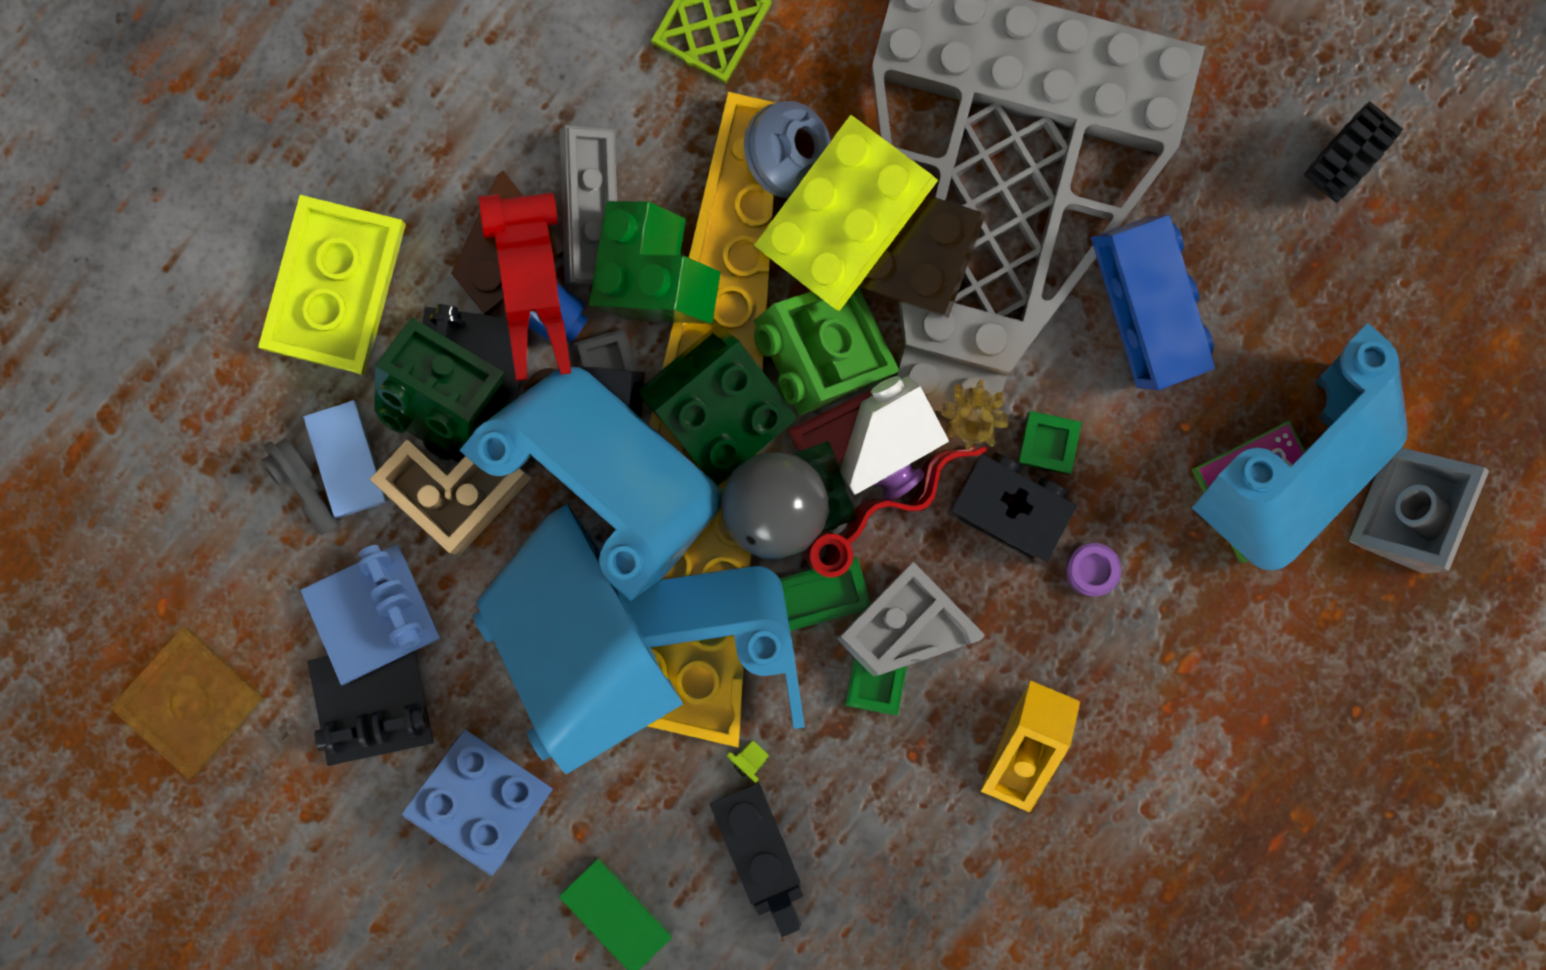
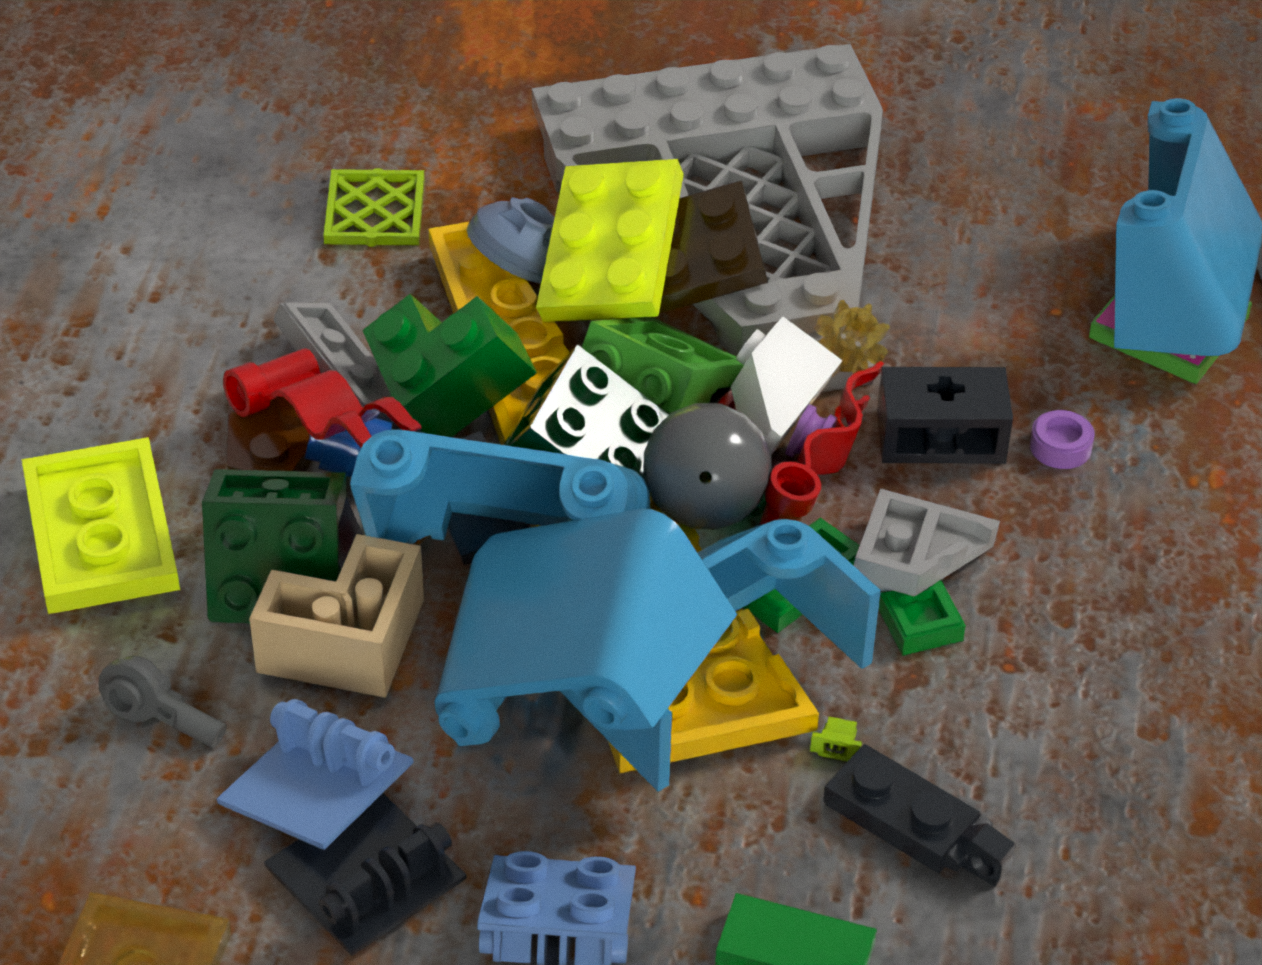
camera: 25 degrees left, 40 degrees down
(345, 458) = (202, 666): light blue tile -> none
(1031, 746) = (1123, 588): yellow slope -> none
(1049, 443) = (936, 348): green plate -> none
(1154, 302) = (950, 209): blue brick -> none
(1353, 152) = (1037, 57): black tyre -> none

